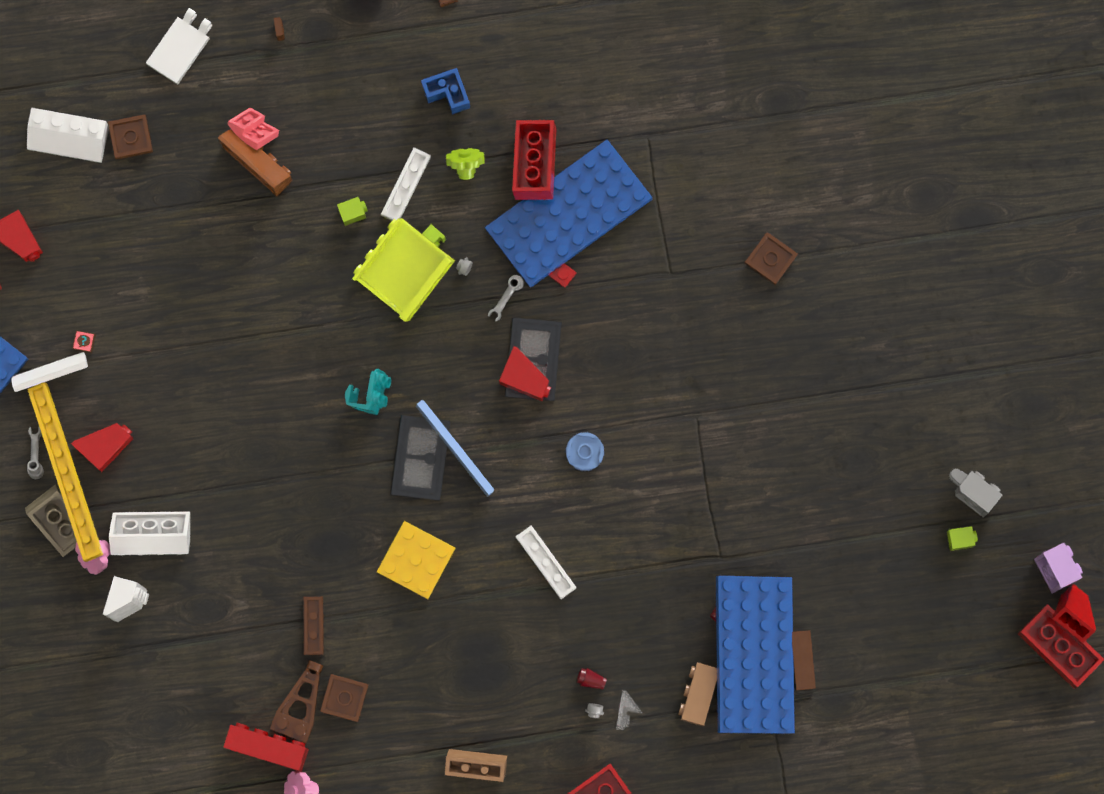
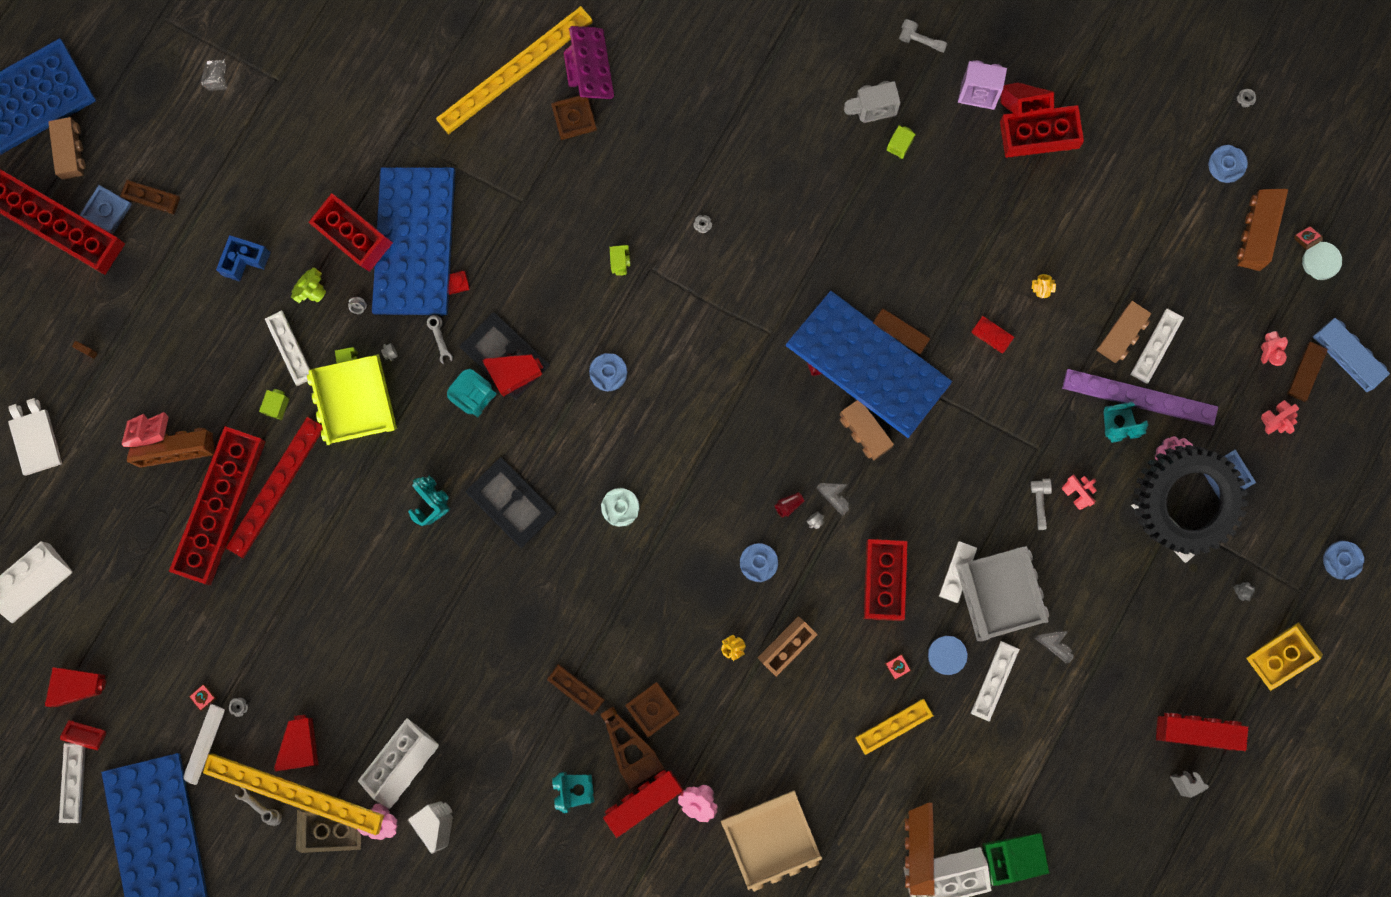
camera: 45 degrees left, 0 degrees up
(92, 373) = (233, 706): none -> light grey plate
(130, 136) = (71, 532): reddish brown plate -> none
(222, 686) = (566, 799): none -> teal piece
(238, 232) = (217, 506): none -> red brick
(288, 264) = (275, 487): none -> red plate
(416, 560) = (588, 568): yellow plate -> none
(442, 723) = (733, 647): none -> yellow gear
(455, 448) = (525, 469): light blue tile -> none
(481, 211) = (357, 305): none -> light grey plate
(482, 356) = (471, 392): none -> teal piece
(484, 547) = (620, 507): none -> light aqua tile
(526, 691) = (758, 562): none -> medium blue tile
(546, 562) = (670, 468): white tile -> none
(682, 388) = (619, 259): none -> lime brick
(765, 436) = (702, 228): none -> light grey plate
(772, 180) = (512, 71): none -> yellow plate
(825, 235) = (588, 63): none -> magenta bracket
(859, 736) = (992, 334): none -> red plate
(932, 747) = (1043, 286): none -> yellow gear
(1060, 473) = (909, 32): none -> light grey brick

